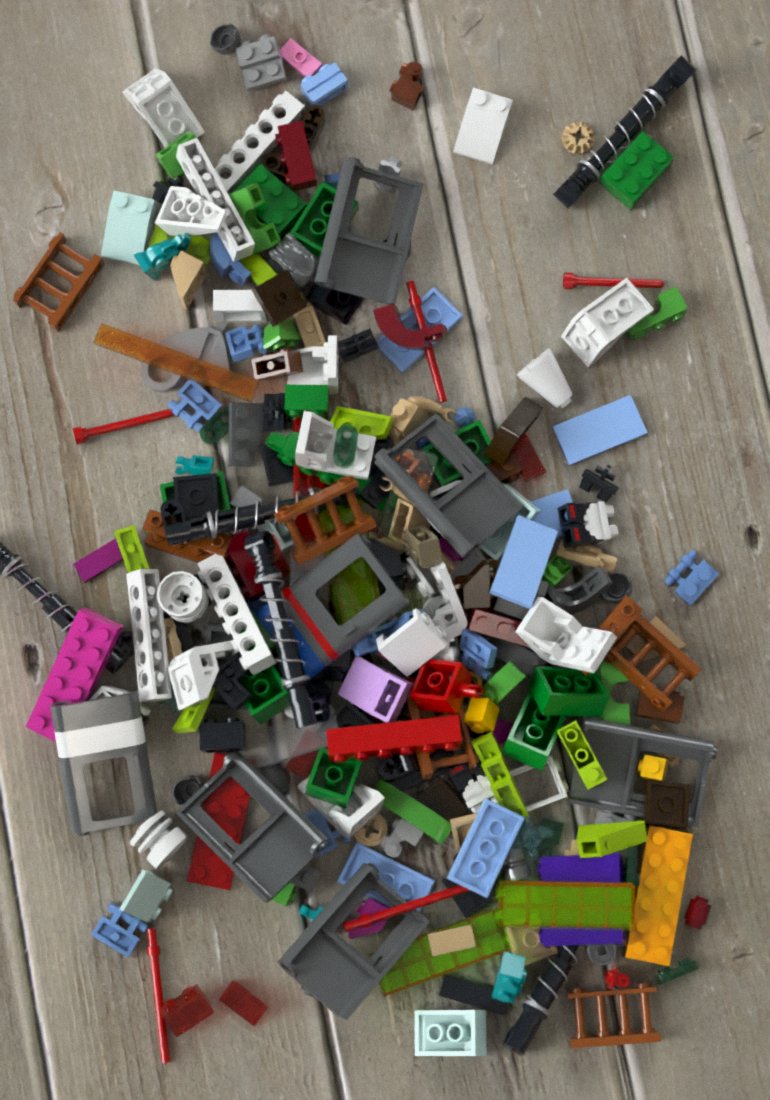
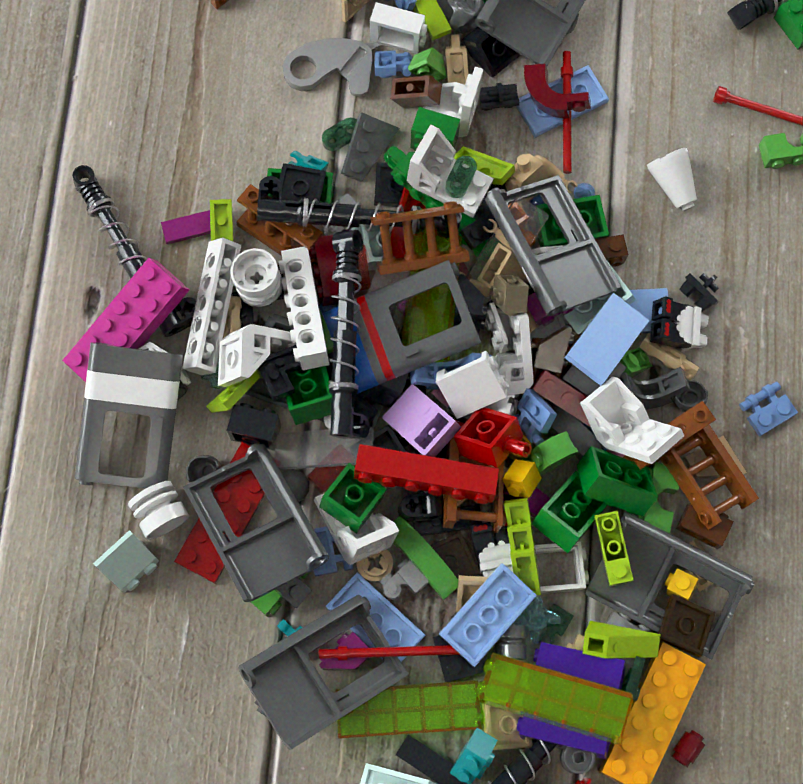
camera: 10 degrees right, 5 degrees down
(83, 434) = (209, 106): red piece -> none
(116, 936) = (85, 595): medium blue plate -> none
(154, 952) = (118, 622): red bar -> none
(176, 362) = (320, 63): clear orange plate -> none
(186, 1010) = (131, 691): clear red brick -> none
(199, 400) = (329, 103): medium blue plate -> none
(243, 1003) = (192, 702): clear red hinge -> none
(274, 413) = (400, 134): black hips -> none
(279, 298) = (437, 27): dark brown plate -> none
(451, 940) = (425, 700): tan slope -> none
(512, 430) = (627, 213): dark brown beam -> none
(528, 459) = (635, 245): clear red hinge -> none
(599, 430) = (713, 242): light blue tile -> none
(605, 320) = (745, 137): white bracket -> none

